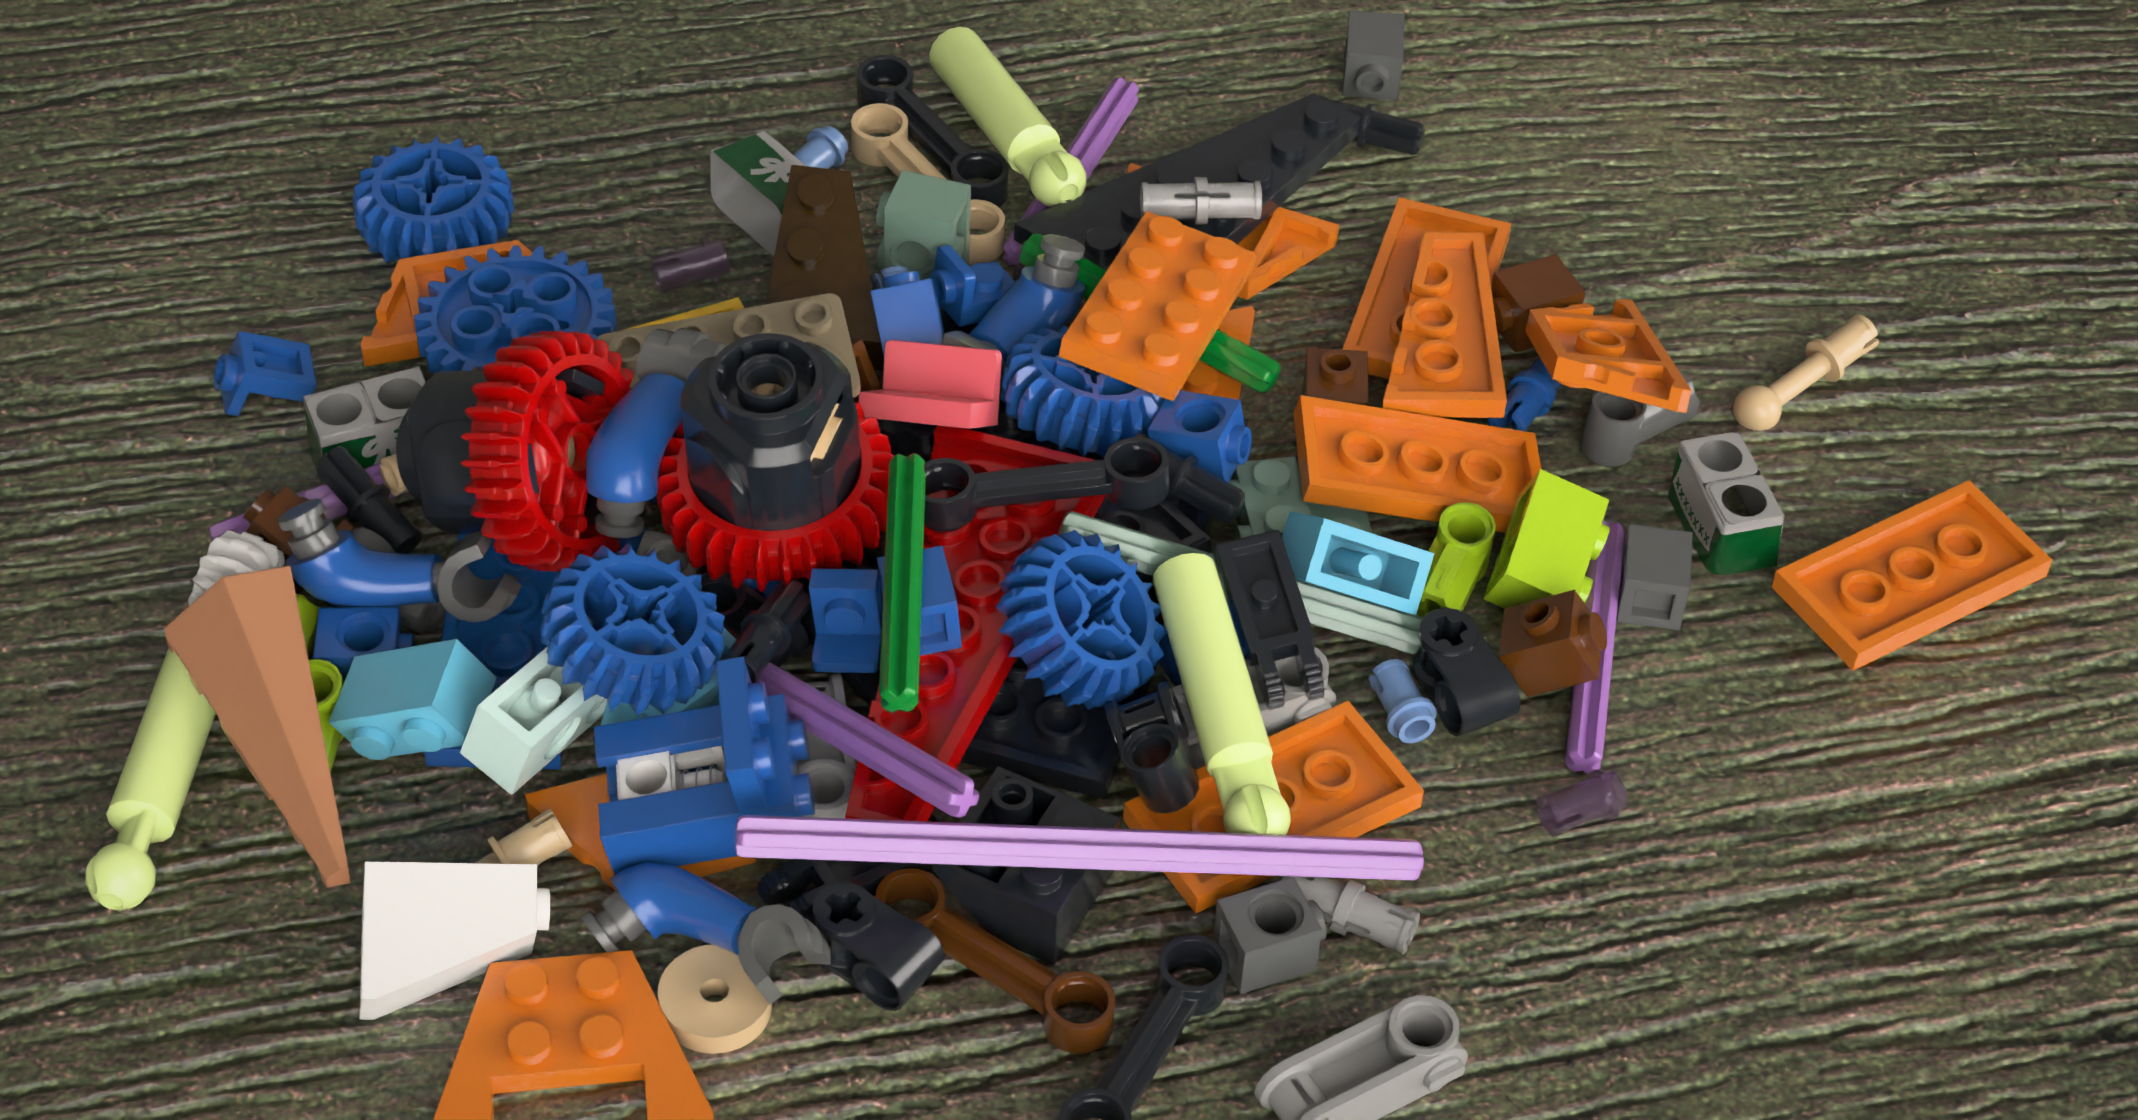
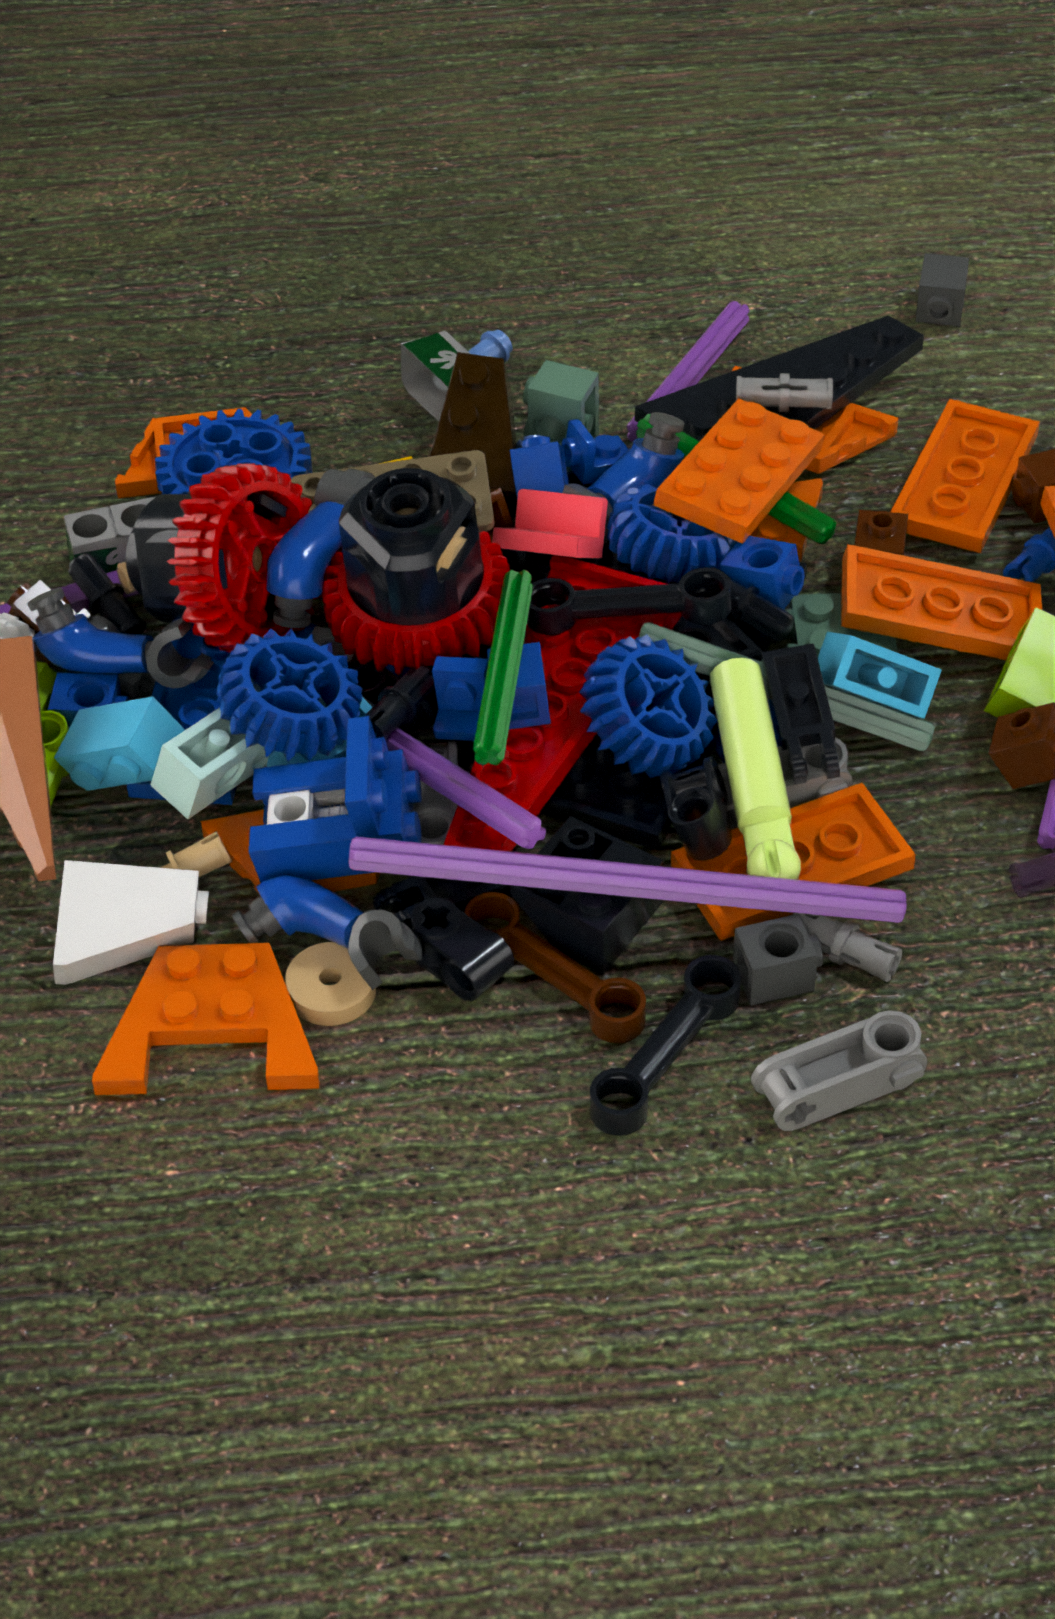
camera: 10 degrees right, 0 degrees up
(265, 368) = (40, 495): blue bracket -> none
(432, 200) = (183, 375): blue gear -> none
(690, 265) = (378, 431): pin -> none
(900, 155) = (551, 348): tan piece -> none
(931, 130) = (581, 338): black piece -> none
(1007, 116) = (639, 326): yellowish green piece -> none
(1385, 129) = (946, 347): black axle -> none
(1408, 713) = (911, 795): medium blue pin -> none
(1449, 334) = (975, 503): orange wing -> none
(1459, 557) = (962, 681): lime piece -> none
(1462, 673) = (959, 766): black piece -> none

